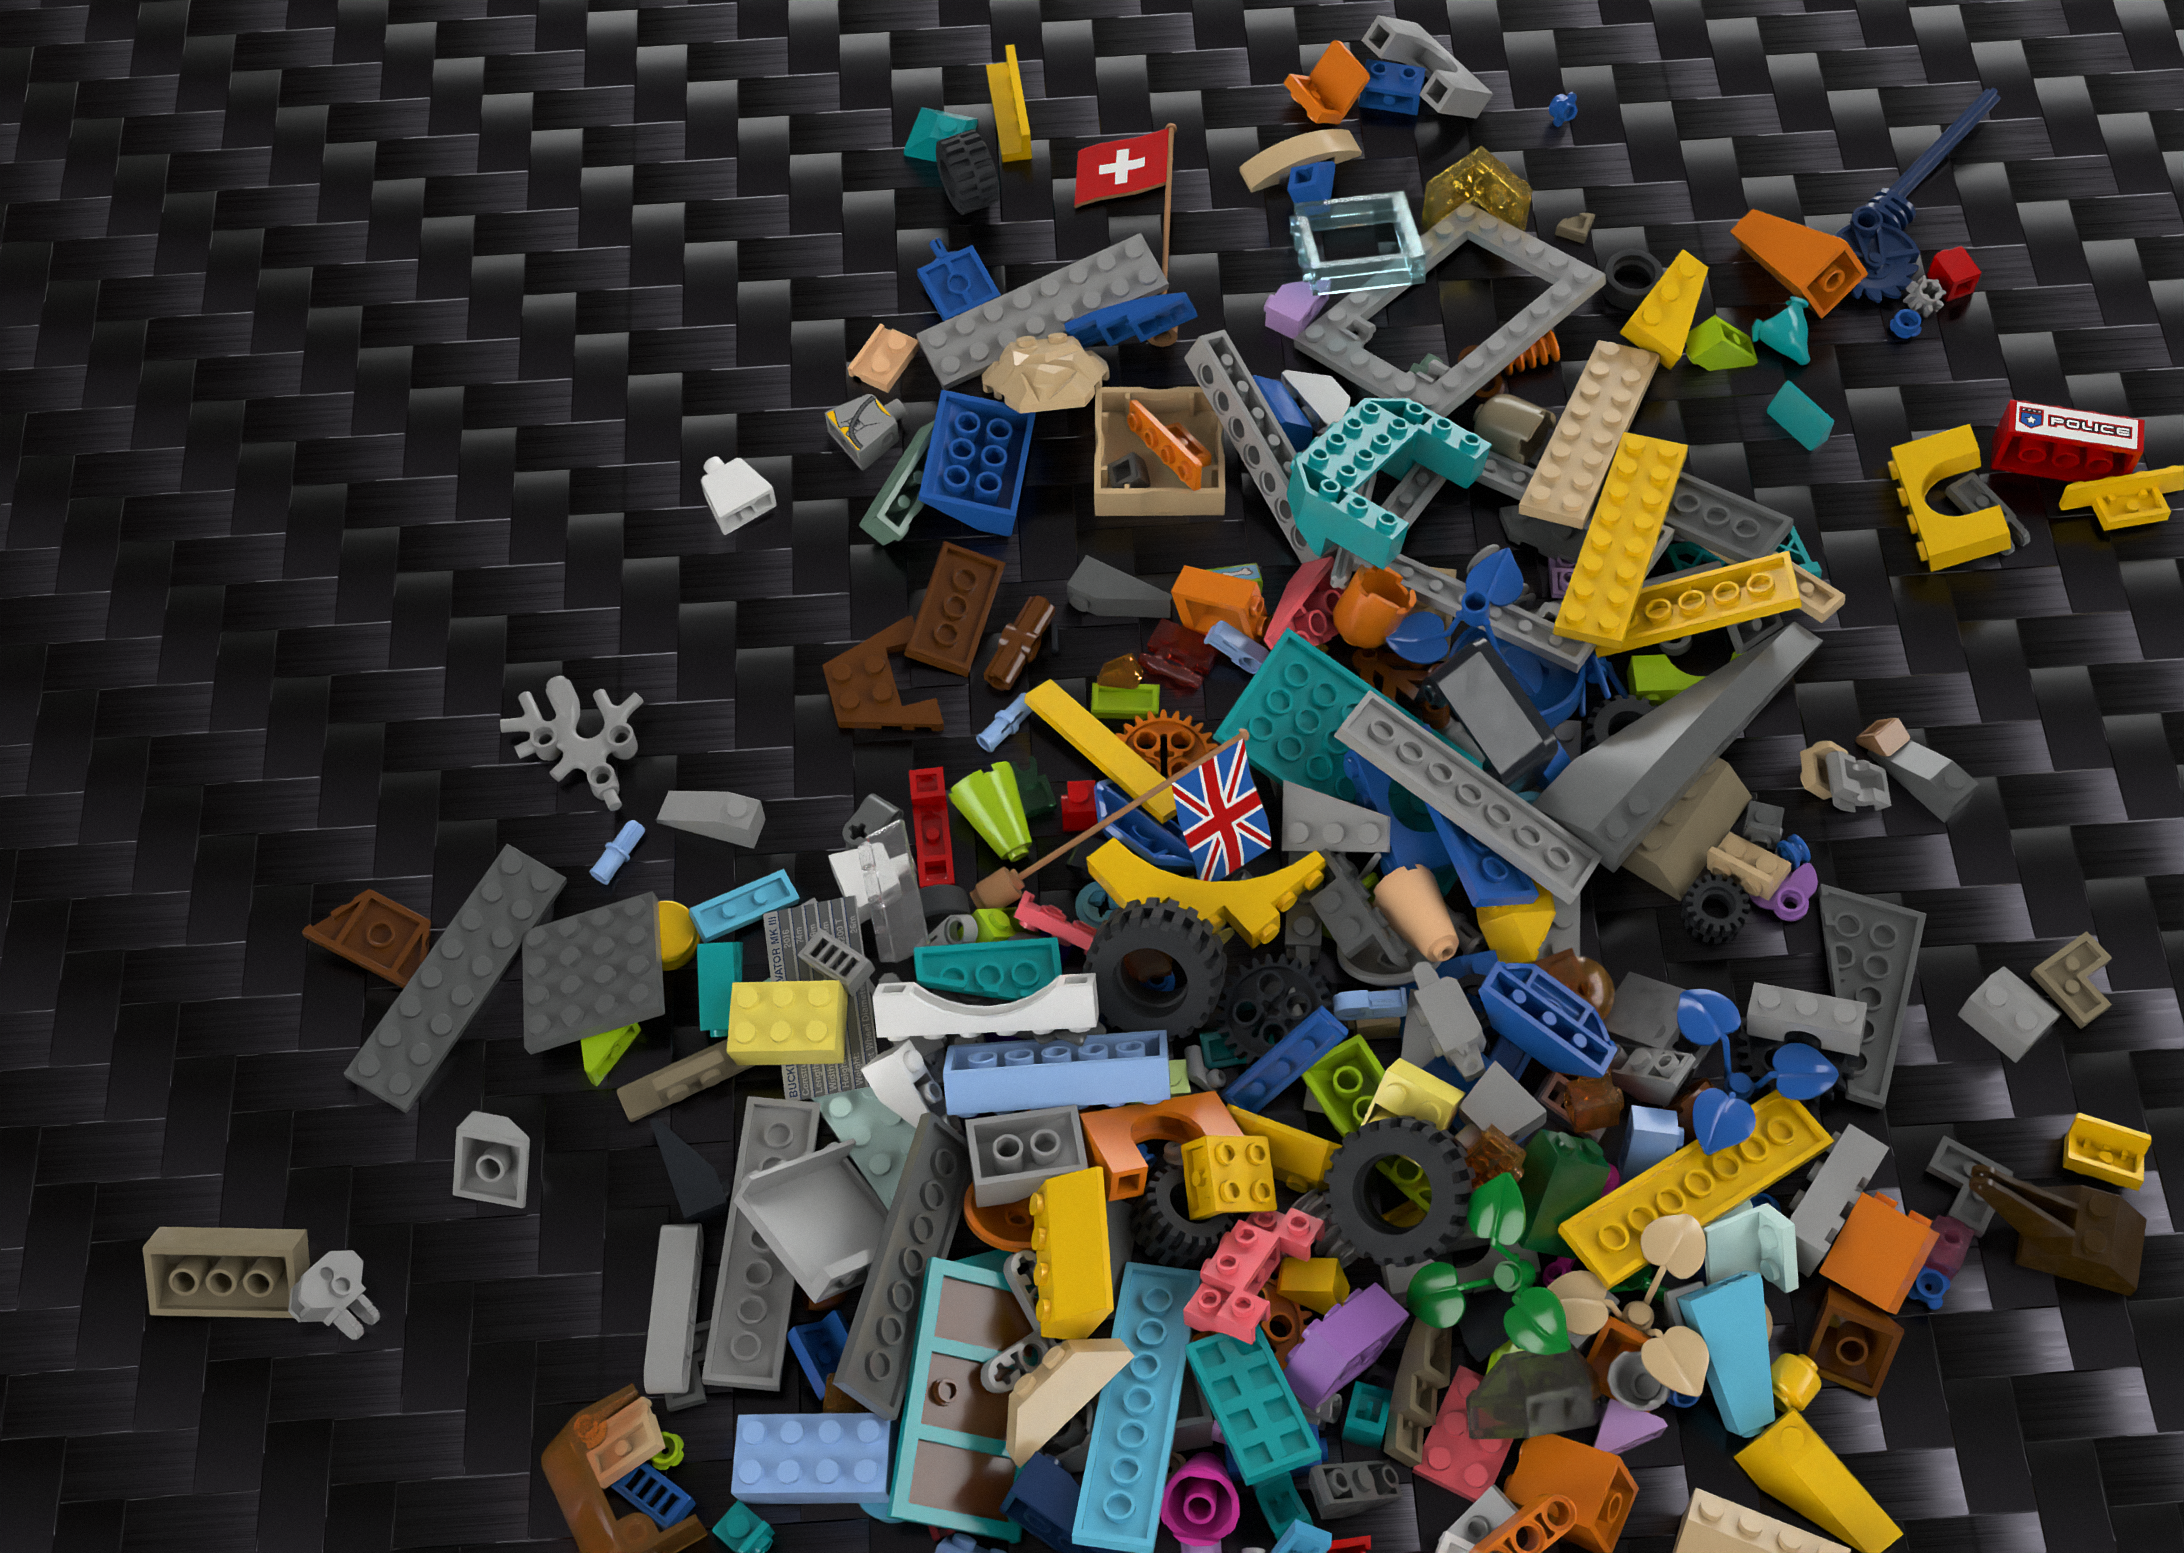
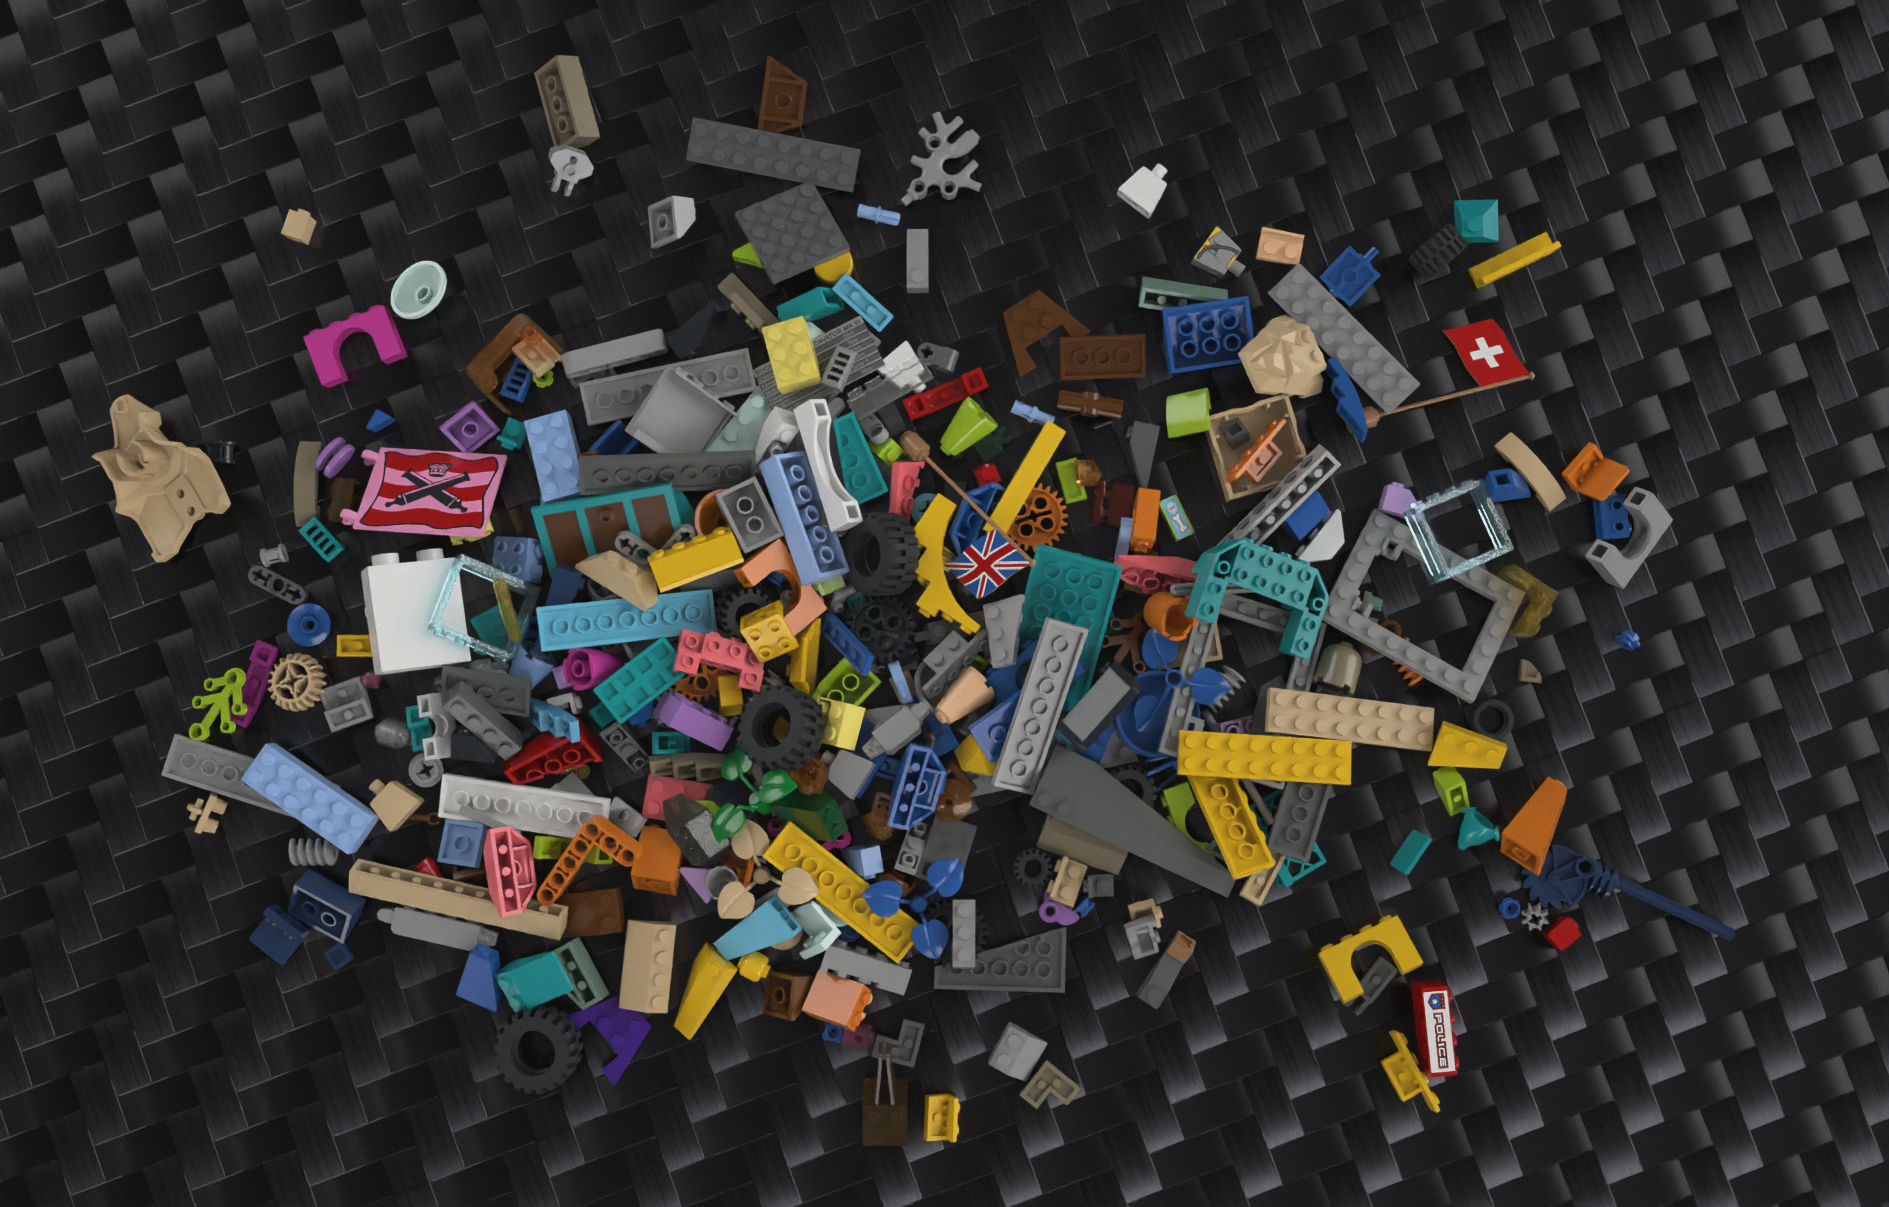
camera: 75 degrees right, 25 degrees up
(1079, 517) = (1188, 413): none -> lime slope

